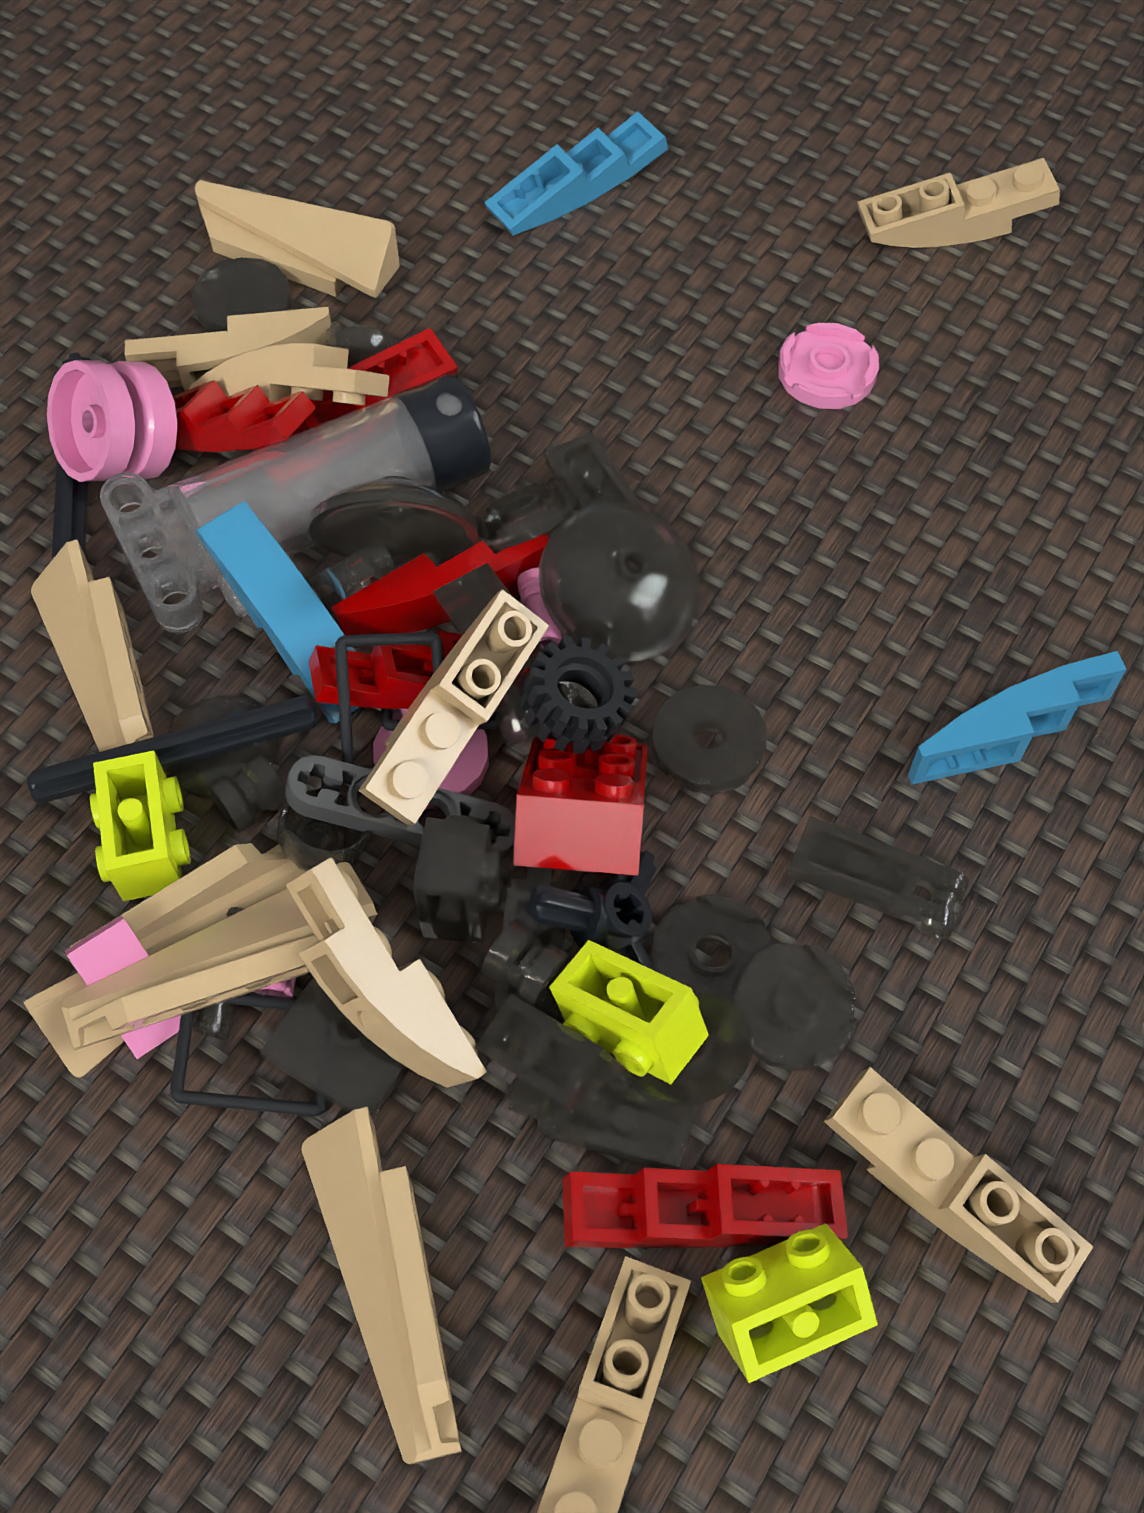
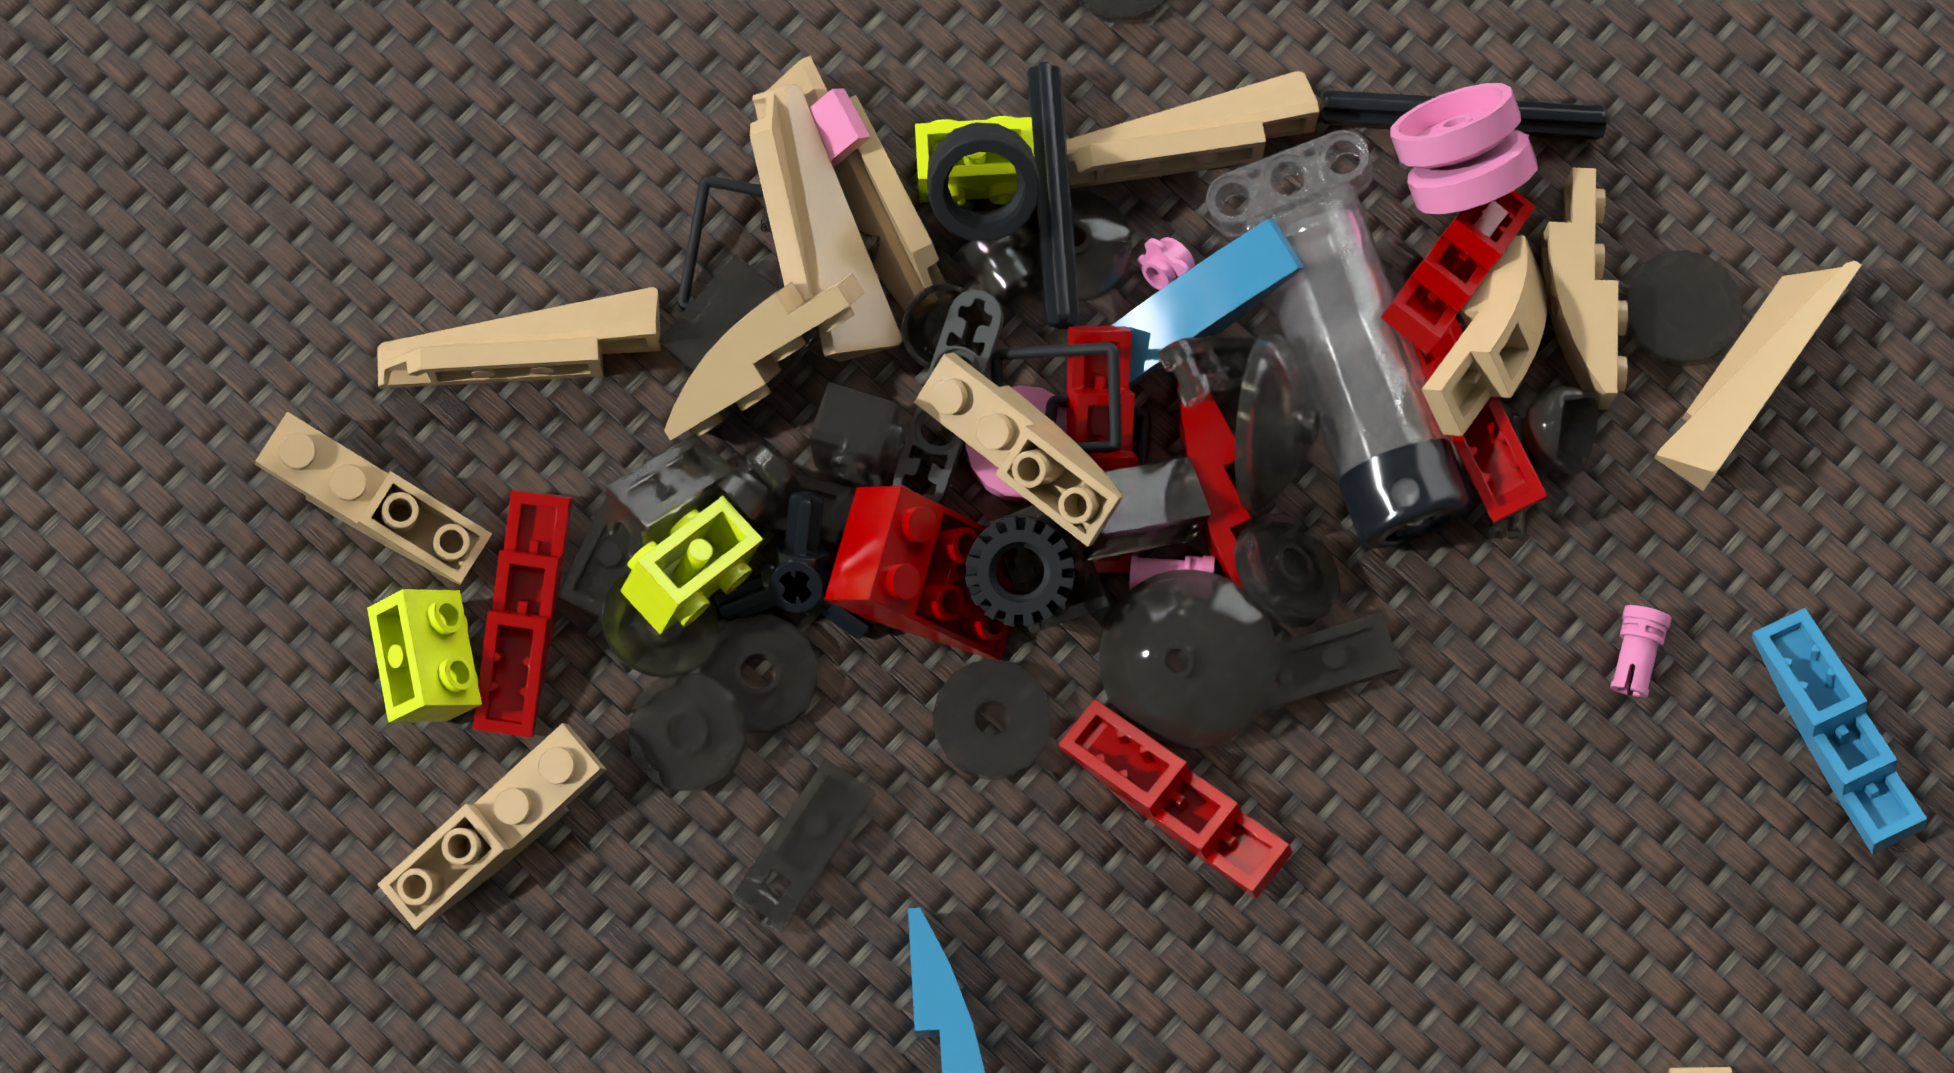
camera: 100 degrees right, 15 degrees up
(145, 809) = (980, 224): none -> black tyre
(237, 654) = (1164, 261): none -> bright pink plate
(530, 291) = (1642, 635): none -> bright pink pin
(744, 583) = (1175, 798): none -> red slope
(828, 366) = (1480, 972): bright pink tile -> none

